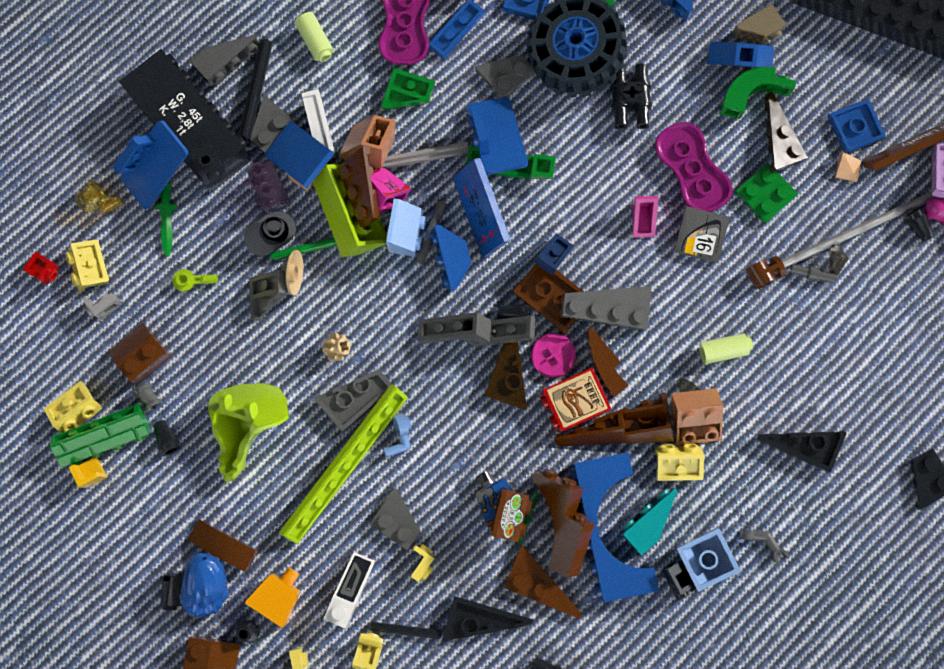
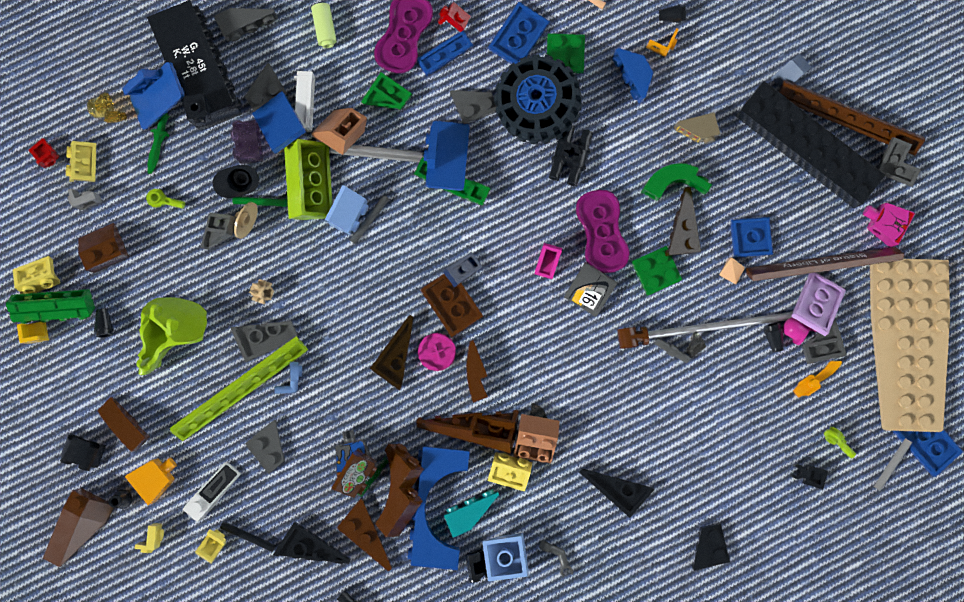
camera: 15 degrees right, 5 degrees up
(148, 397) = (98, 286): dark grey bush -> none
(203, 585) = (96, 452): blue piece -> none
(255, 89) = (261, 55): black axle -> none
(357, 181) = (318, 159): reddish brown wing -> none
(388, 188) = (337, 171): dark pink torso -> none
(423, 569) = (276, 493): light yellow bracket -> none
(451, 256) = (379, 246): blue slope -> none
(476, 329) = (379, 313): dark grey bracket -> none
(481, 208) = (415, 213): blue tile -> none
(513, 311) = (416, 308): black cone -> none
(575, 400) = (441, 395): brick -> none
(612, 307) = (495, 327): dark grey wing -> none
(725, 348) = (578, 390): yellowish green brick -> none
(740, 54) = (674, 148): blue slope -> none

